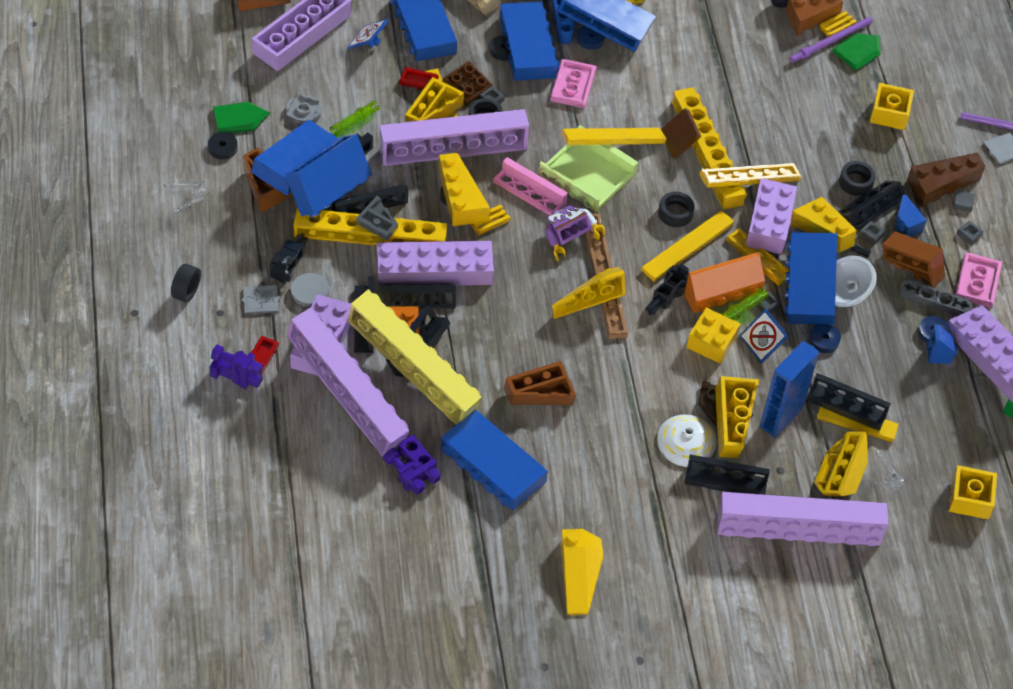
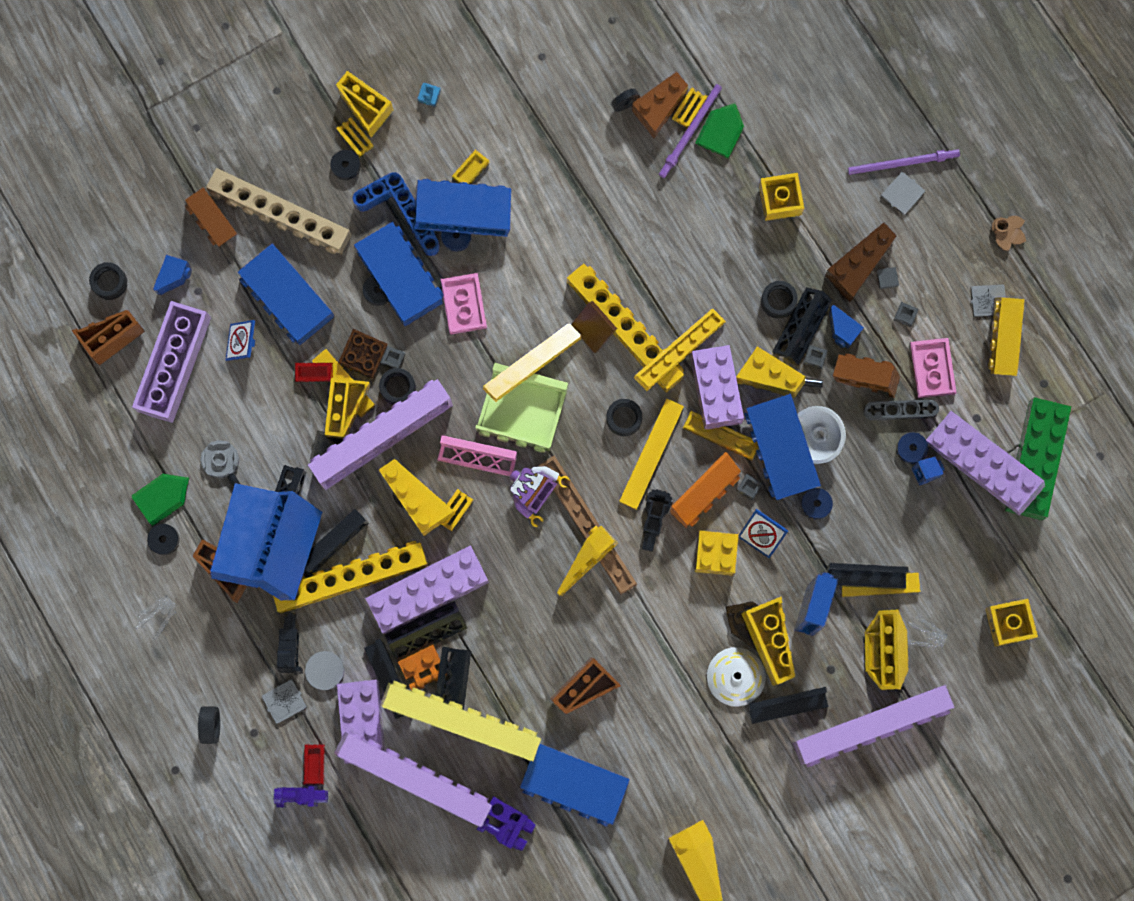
camera: 15 degrees left, 25 degrees up
(360, 115) = (273, 449): clear neon green pin -> none
(377, 219) = (354, 572): dark grey wing -> none
(752, 300) = (729, 507): clear neon green pin -> none

